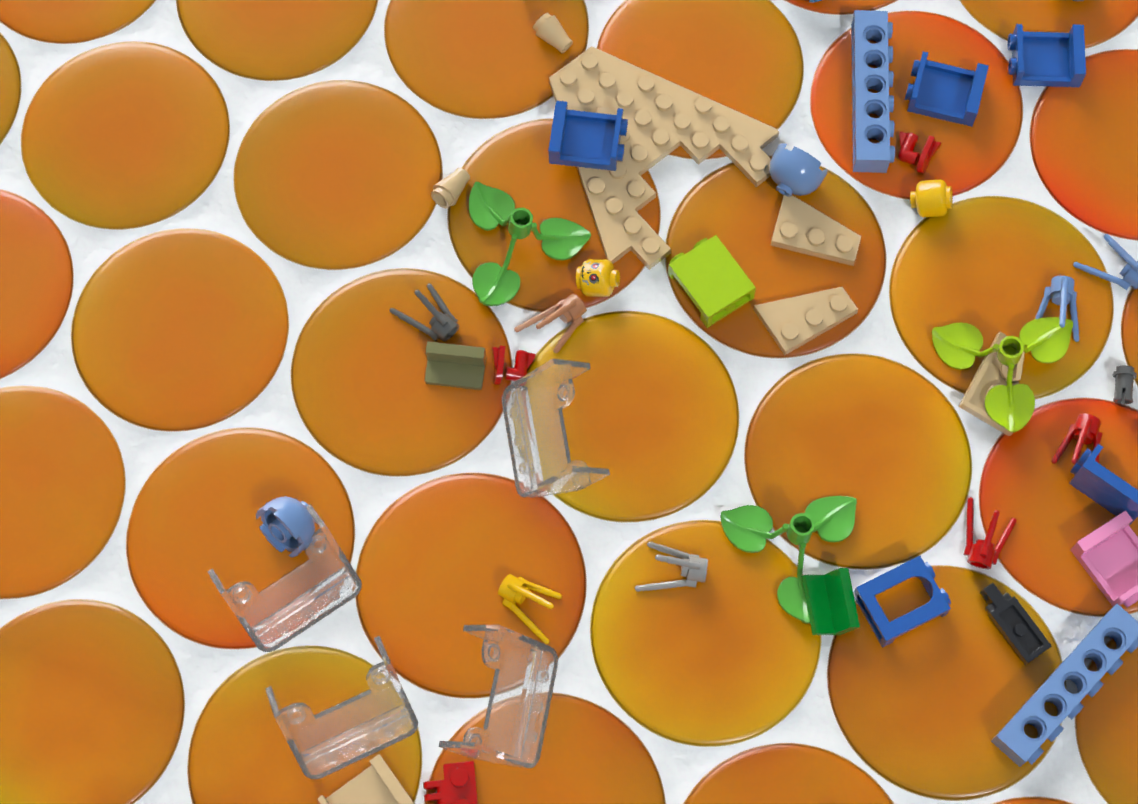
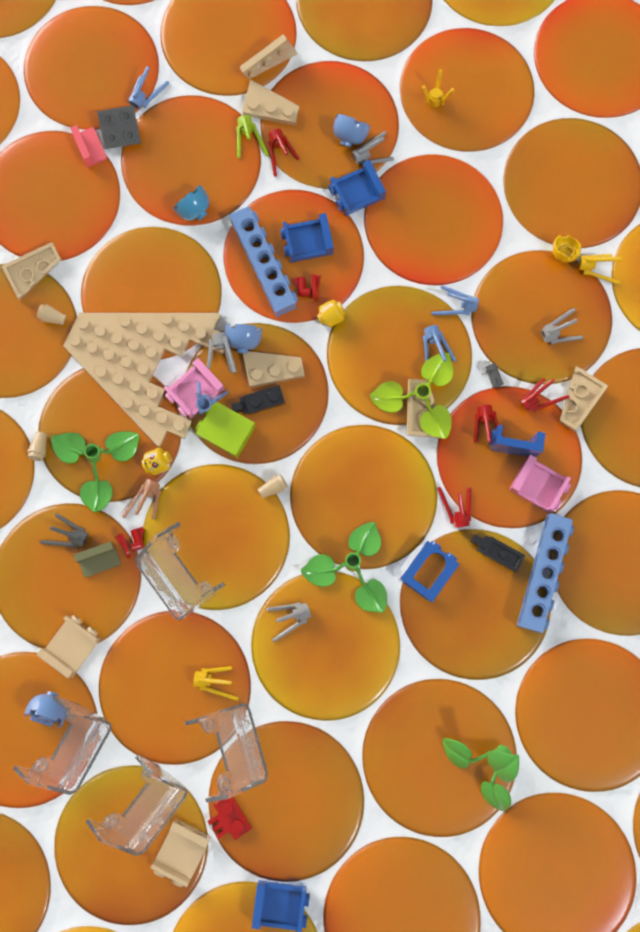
camera: 30 degrees left, 10 degrees up
(361, 460) = (70, 646): none -> tan panel
(586, 138) = (105, 376): blue panel -> none
(695, 212) = (185, 388): none -> bright pink panel
(703, 227) = (205, 401): none -> medium blue plant
(741, 384) = (273, 486): none -> tan cone
(761, 165) = (221, 342): none -> light grey plant
(776, 267) = (260, 401): none -> black hinge
(805, 317) = (291, 424): tan wing -> none
(831, 602) = (389, 593): green panel -> none
(1079, 13) = (362, 153): none -> light grey plant

